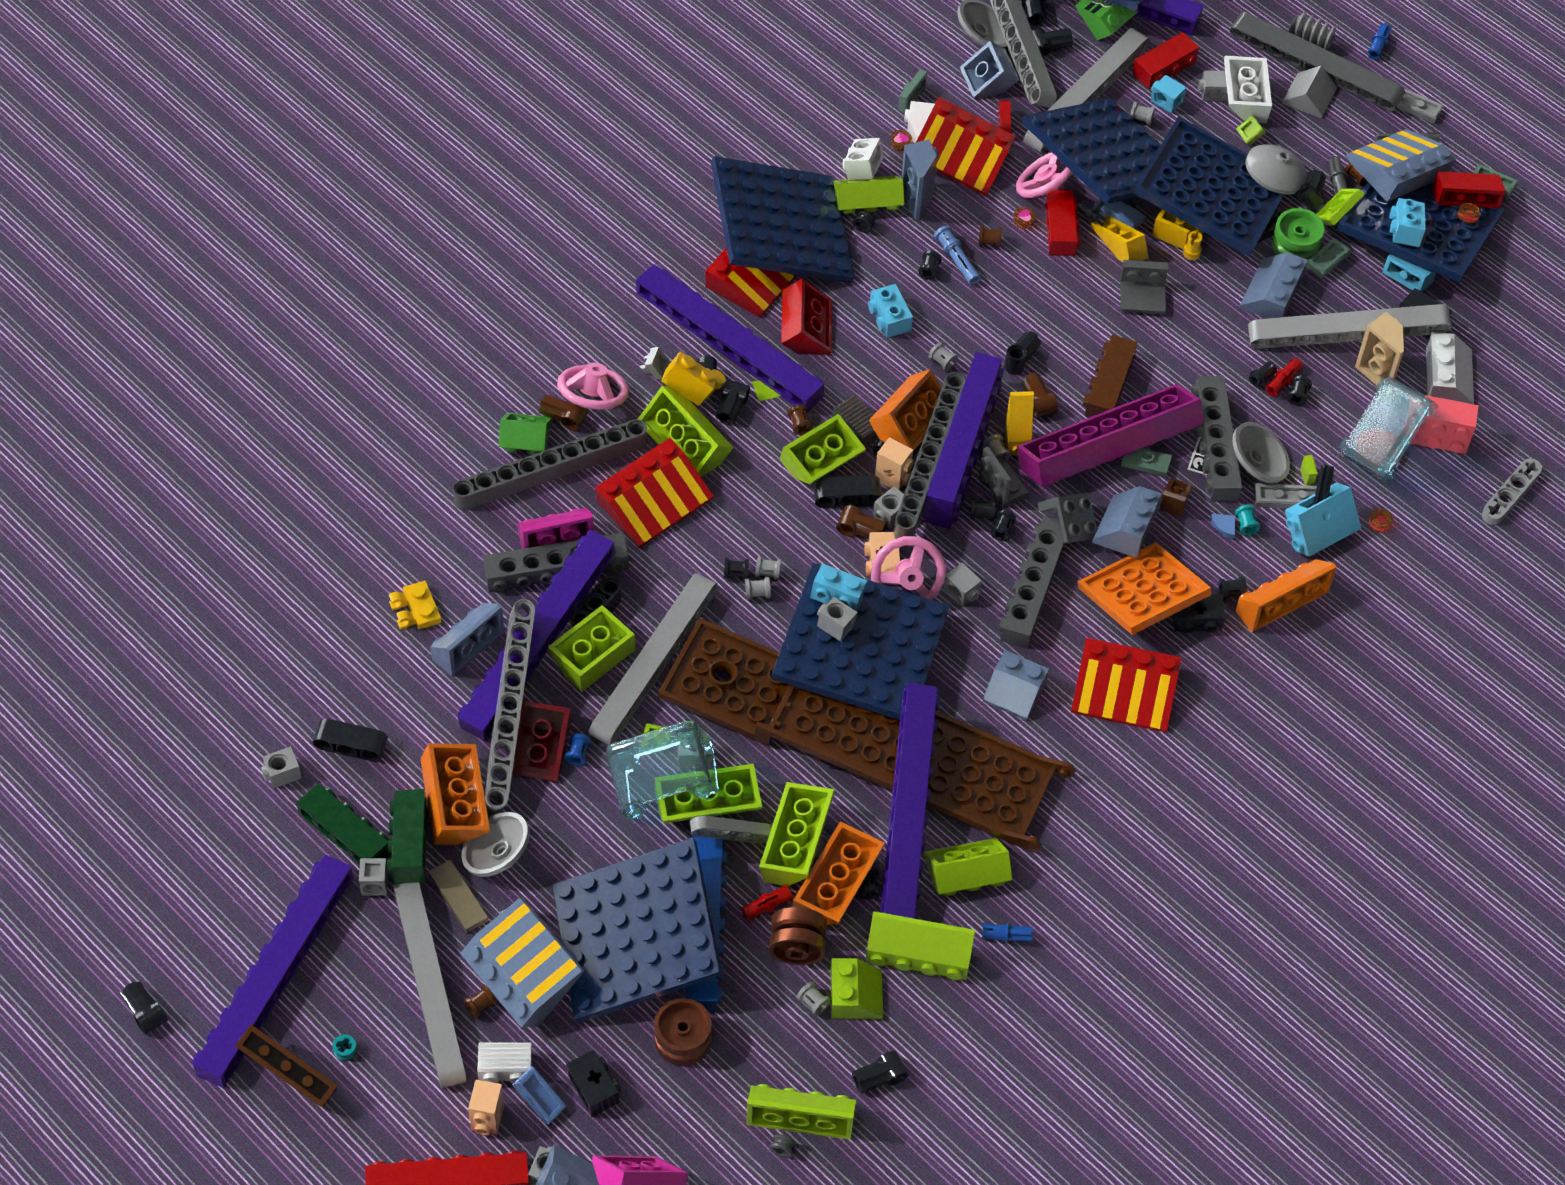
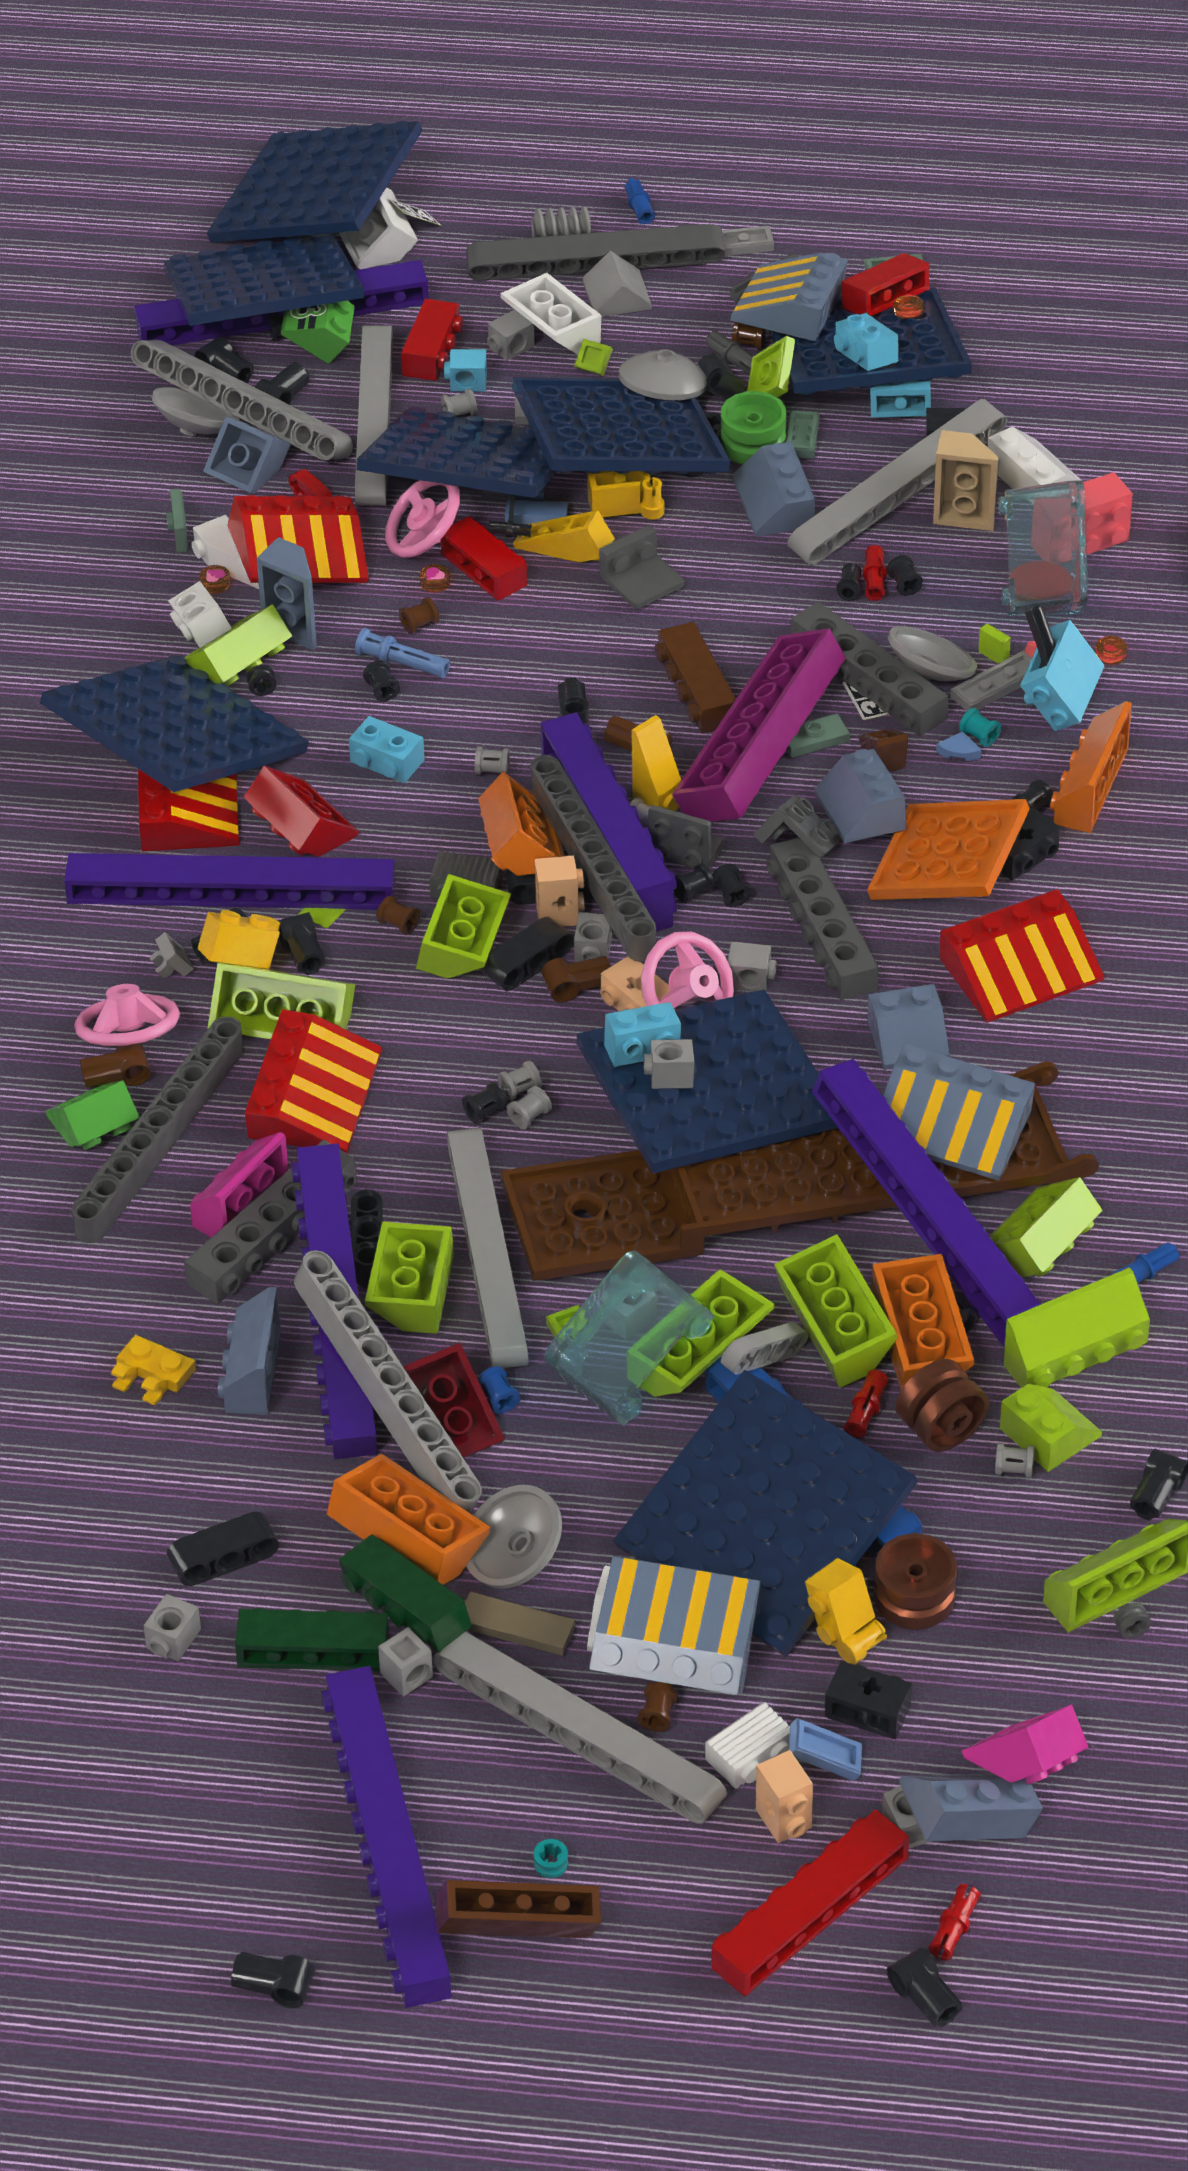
camera: 35 degrees left, 10 degrees down
(623, 1021) = (844, 1610): none -> yellow hinge
(980, 759) = (959, 1109): none -> sand blue slope

